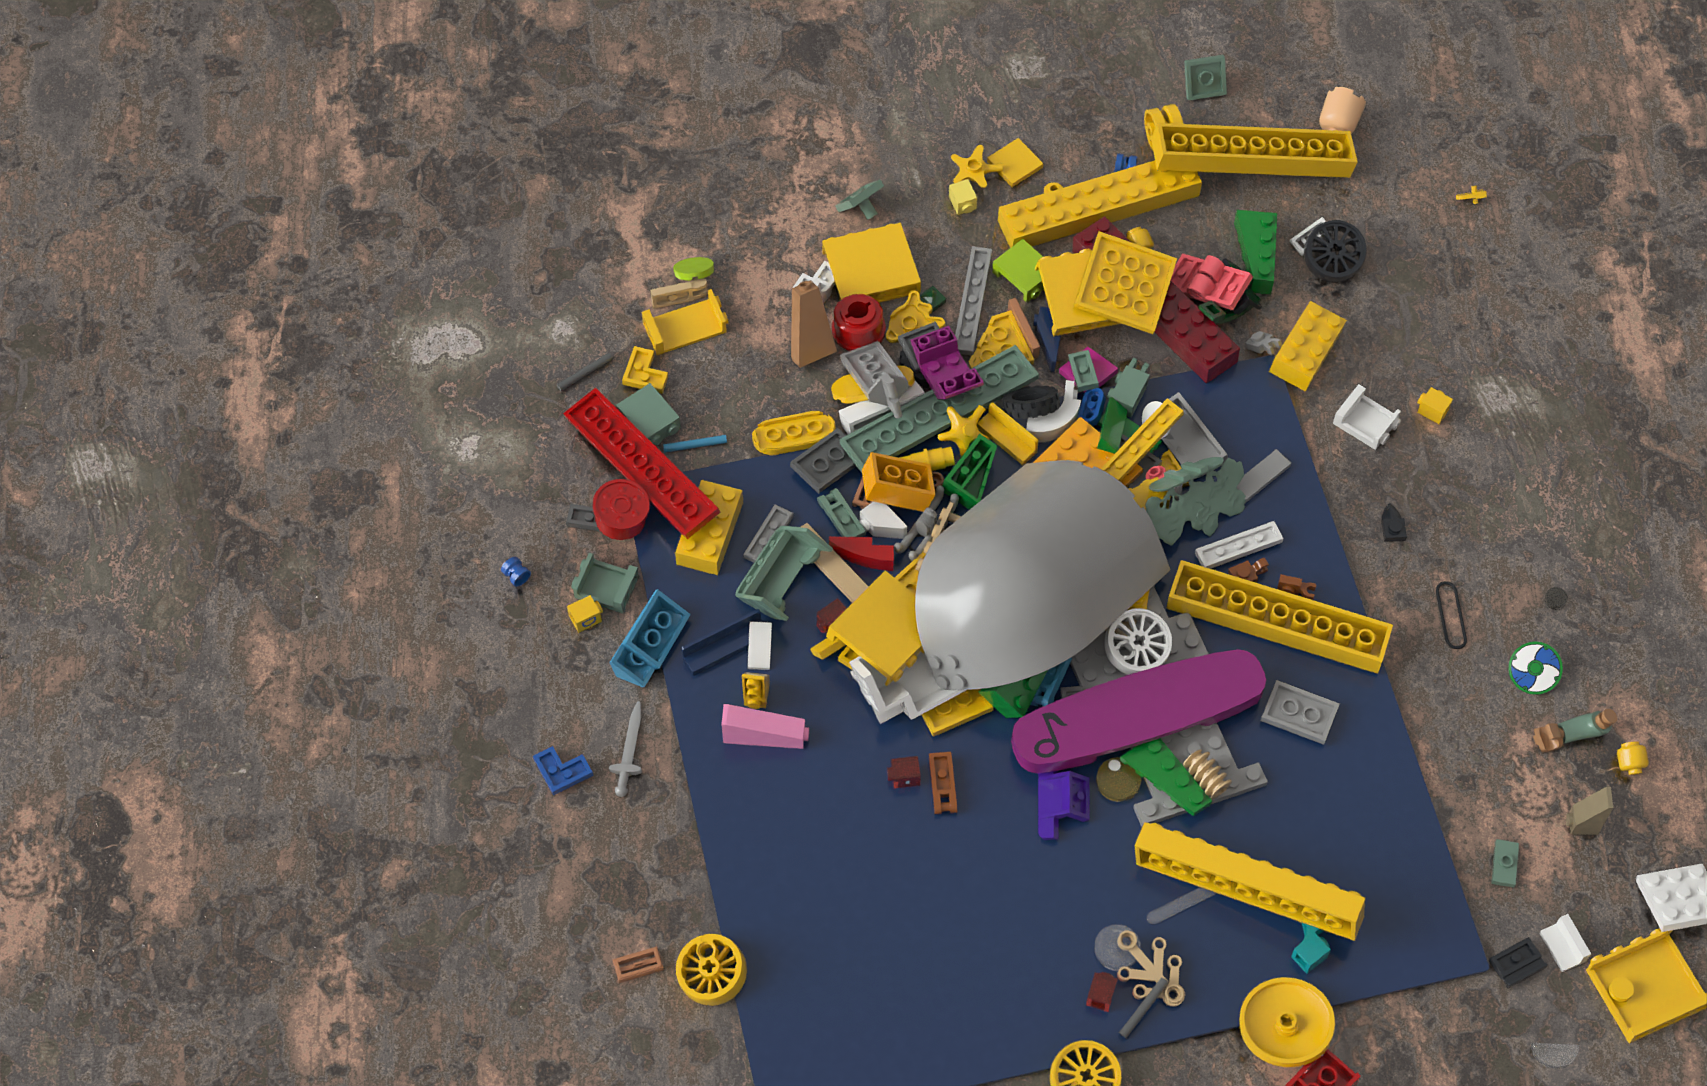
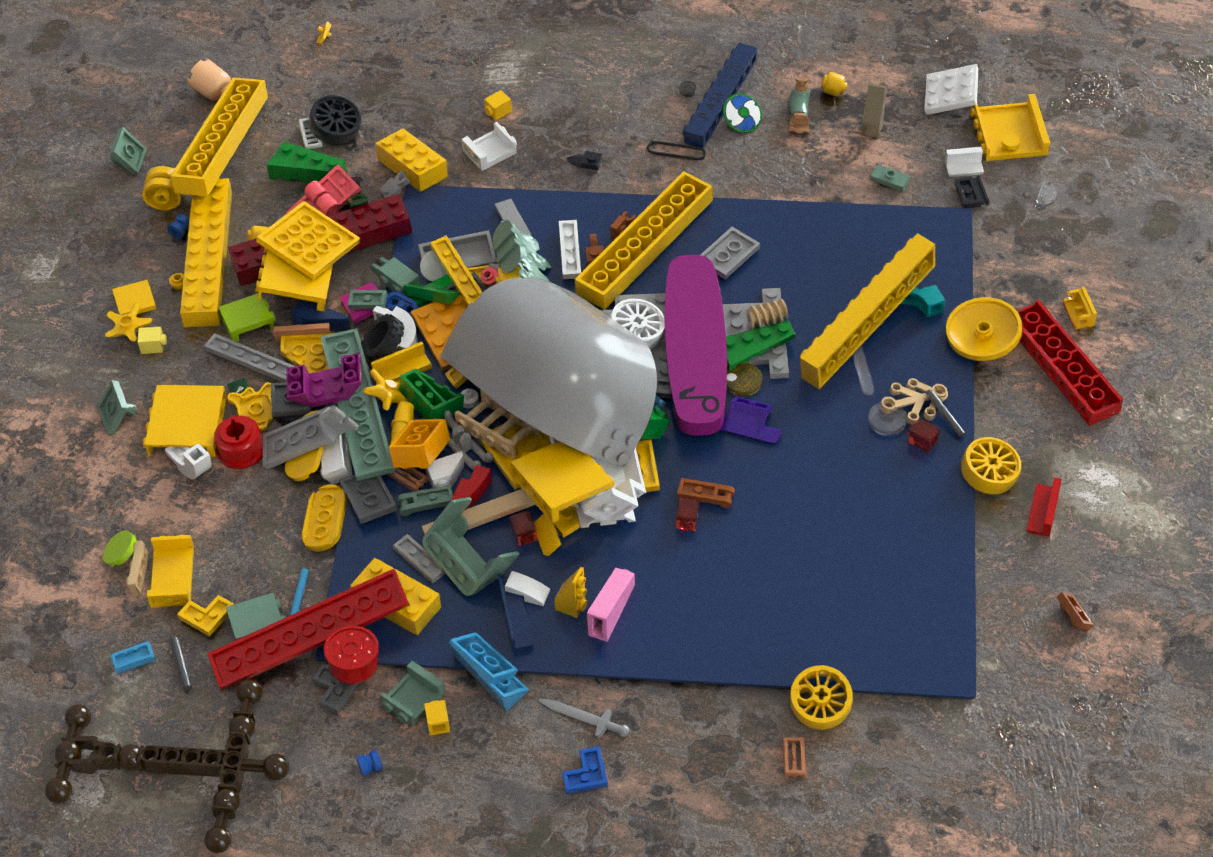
camera: 70 degrees left, 10 degrees down
(464, 370) = (132, 757): none -> dark brown piece
(576, 328) = (132, 657): none -> dark azure plate
(810, 326) = (232, 468): medium nougat slope -> none
(1563, 635) = (728, 83): none -> dark blue brick

